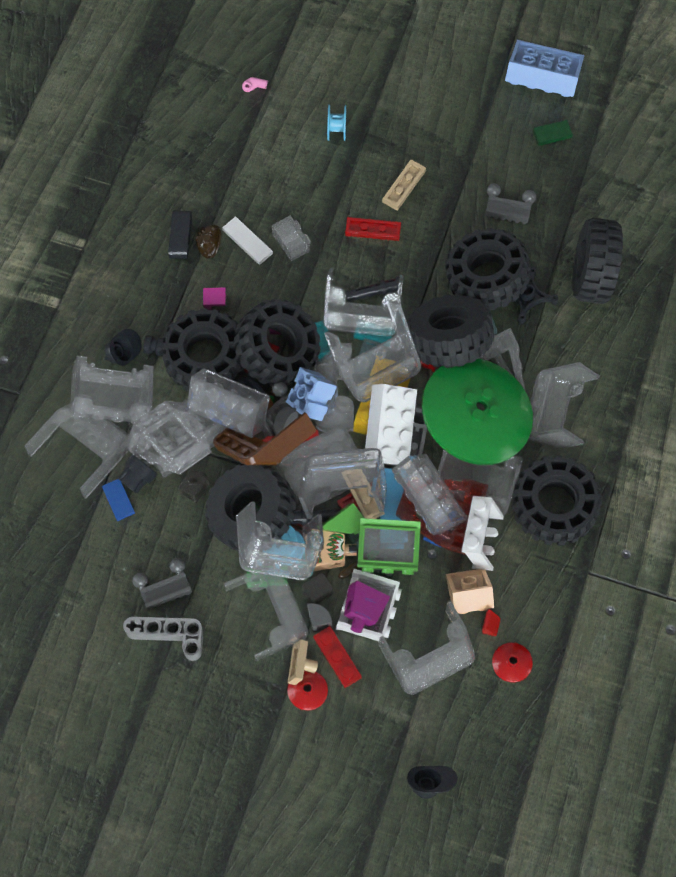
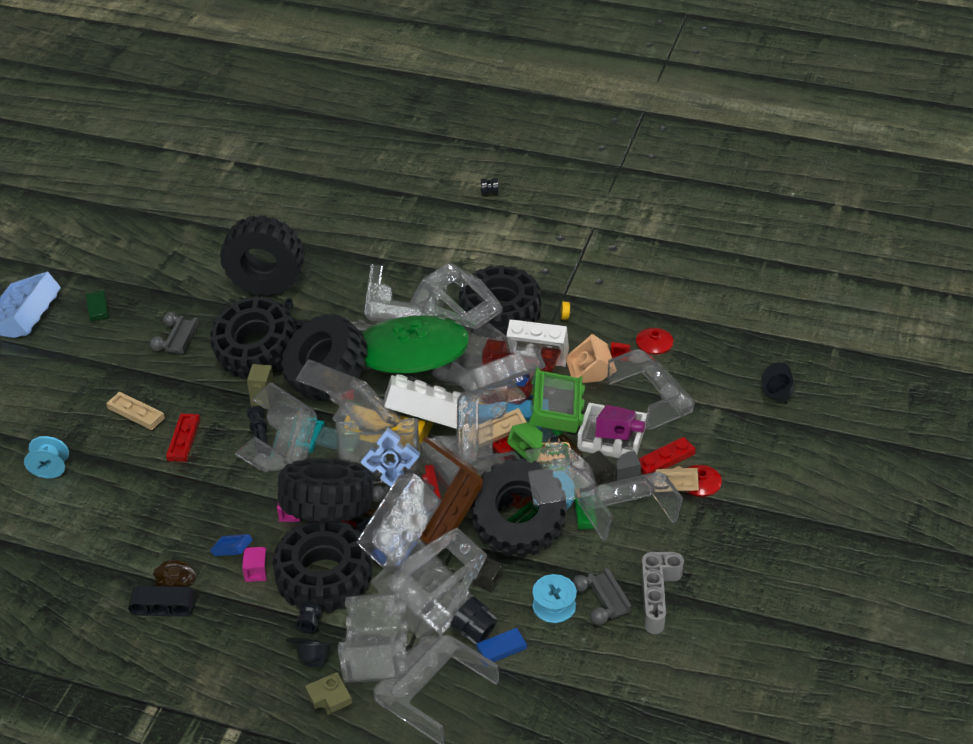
camera: 90 degrees left, 25 degrees down
(65, 365) = (329, 693): none -> olive brick
(162, 532) = (554, 598): none -> medium azure piece
(234, 278) = (231, 545): none -> blue tile
(247, 240) = (179, 541): white tile -> none
(291, 238) = (185, 500): clear brick -> none
(423, 282) = (258, 379): none -> olive brick
(551, 569) = (565, 310): none -> yellow tile
(568, 445) = (425, 297): none -> clear windscreen

